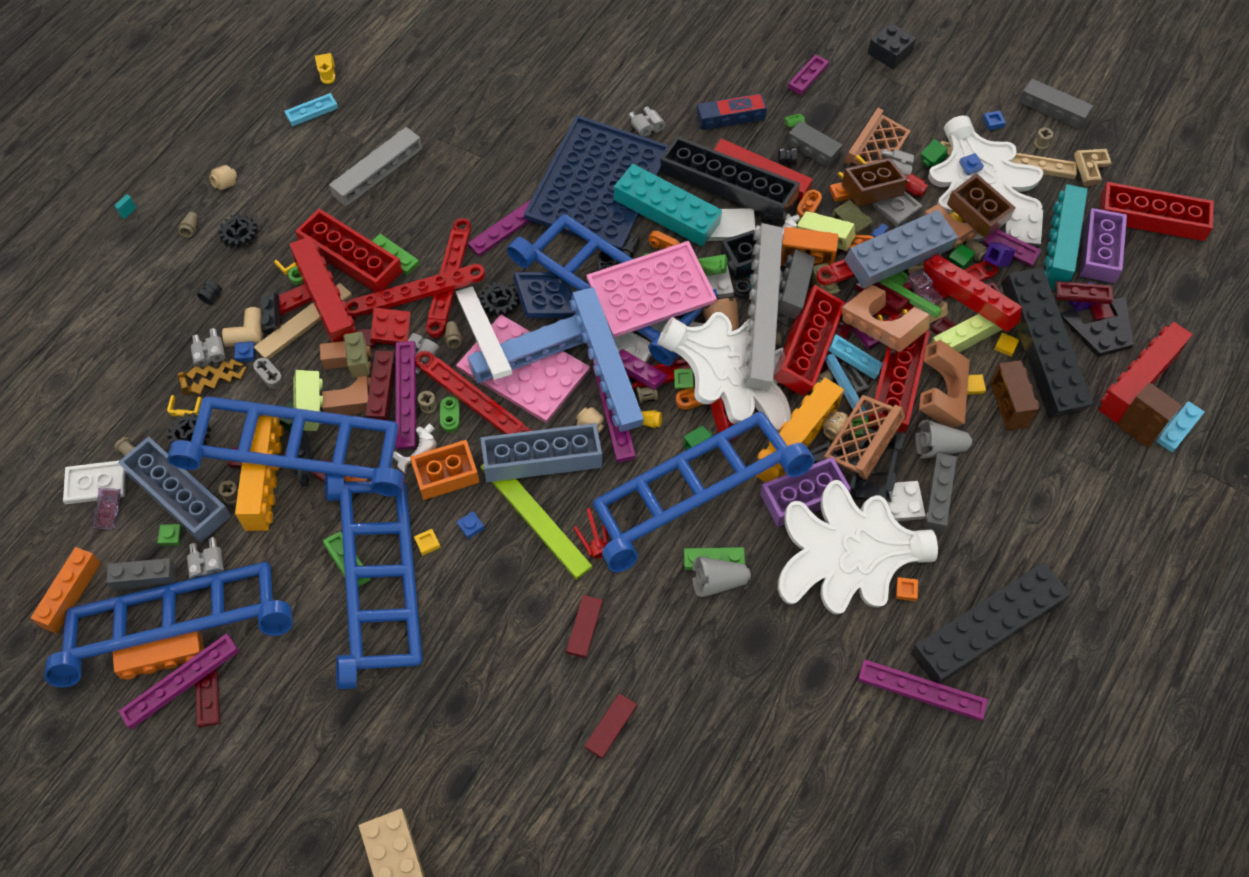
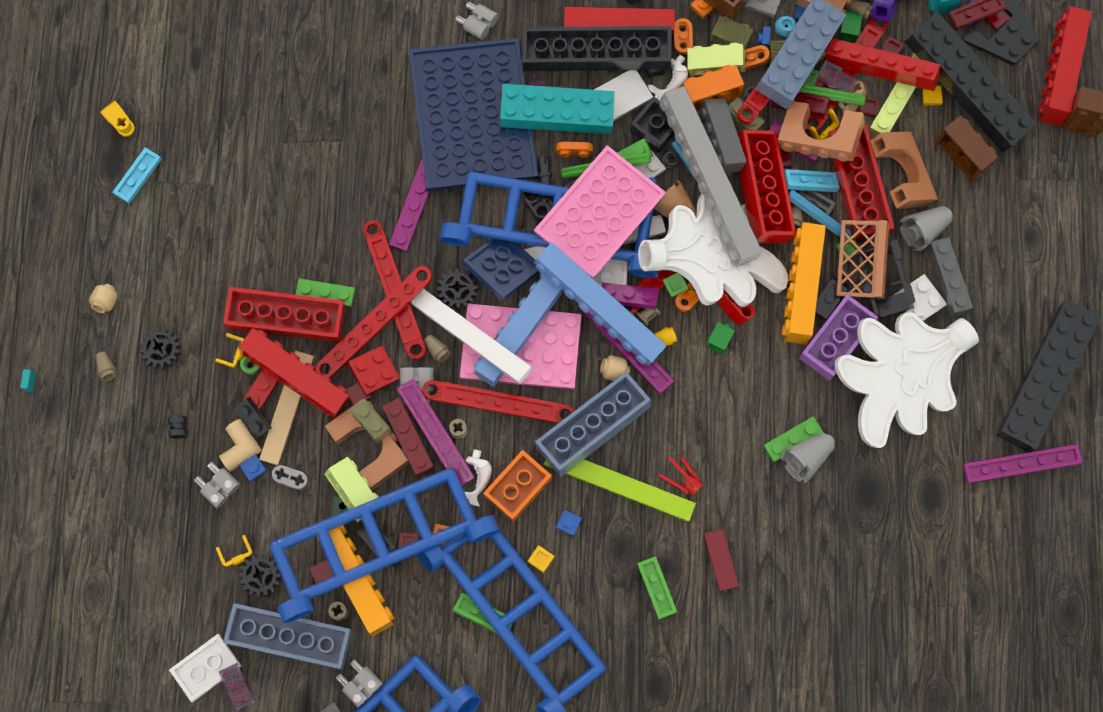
camera: 30 degrees left, 15 degrees up
(124, 446) = (215, 622): dark tan bush -> none
(170, 535) = (310, 678): bright green plate -> none
(218, 374) = (245, 504): pearl gold piece -> none
(375, 166) = (246, 207): light grey brick -> none
(450, 413) = (483, 428): bright green plate -> none
(511, 618) = (657, 588): none -> bright green plate
(610, 726) = (793, 633): dark red tile -> none
(620, 552) = (717, 477): blue fence -> none
(833, 424) = (830, 258): tan head -> none
(906, 589) = (965, 381): orange plate -> none
(976, 385) = (926, 150): yellow tile -> none

